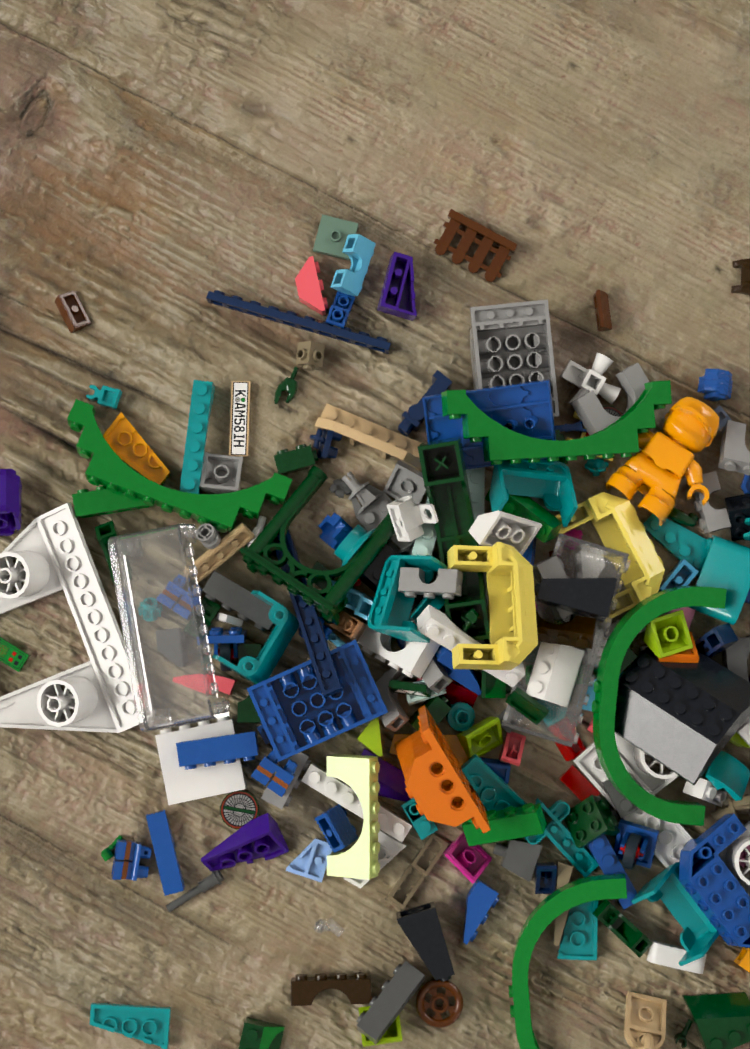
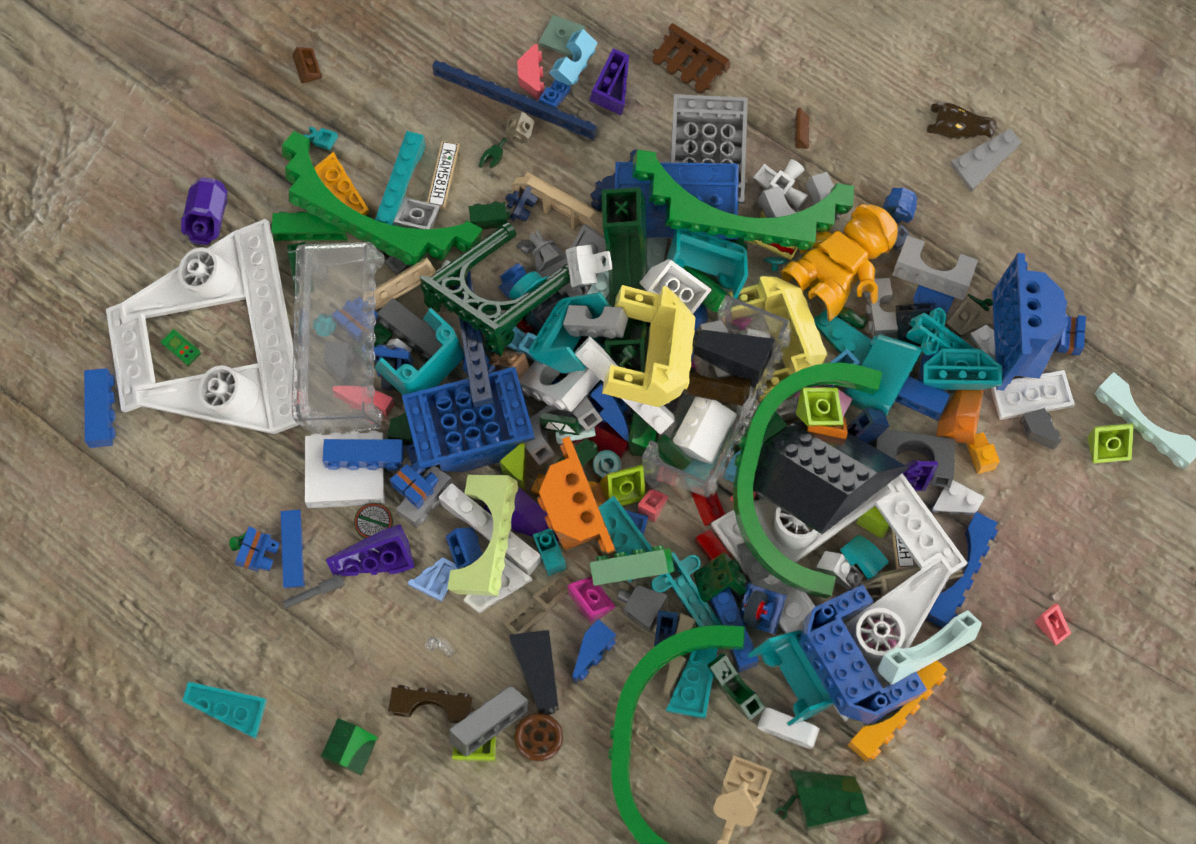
camera: 10 degrees right, 15 degrees down
(208, 536) = (392, 263): light grey wheel -> none

